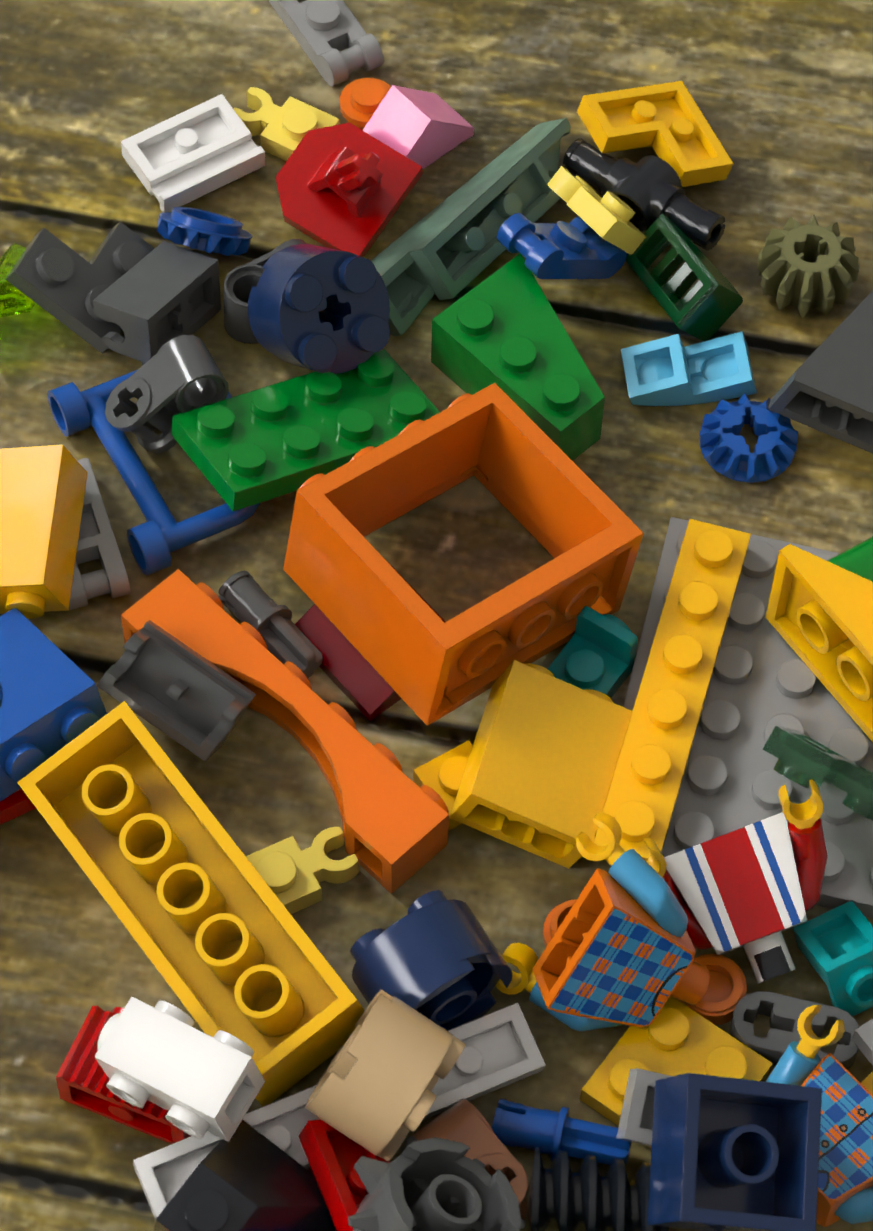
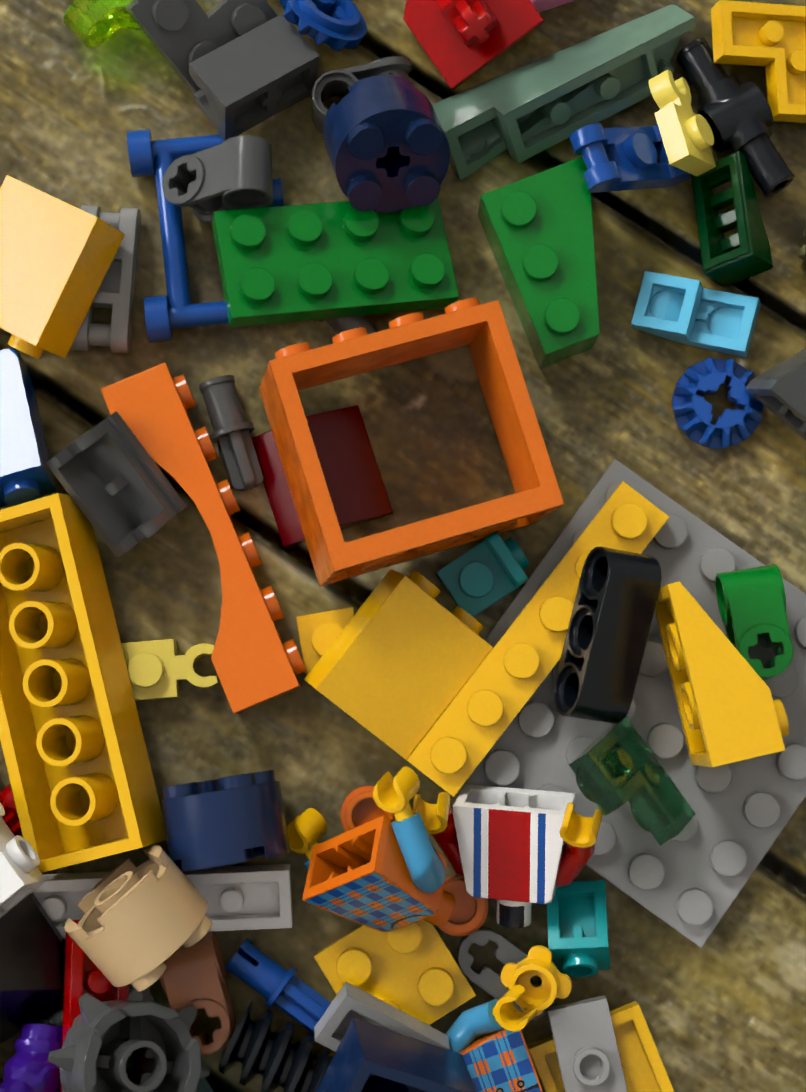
camera: 20 degrees right, 25 degrees up
(741, 647) = (607, 635): none -> black beam
(823, 991) = (538, 964): none -> yellow plate

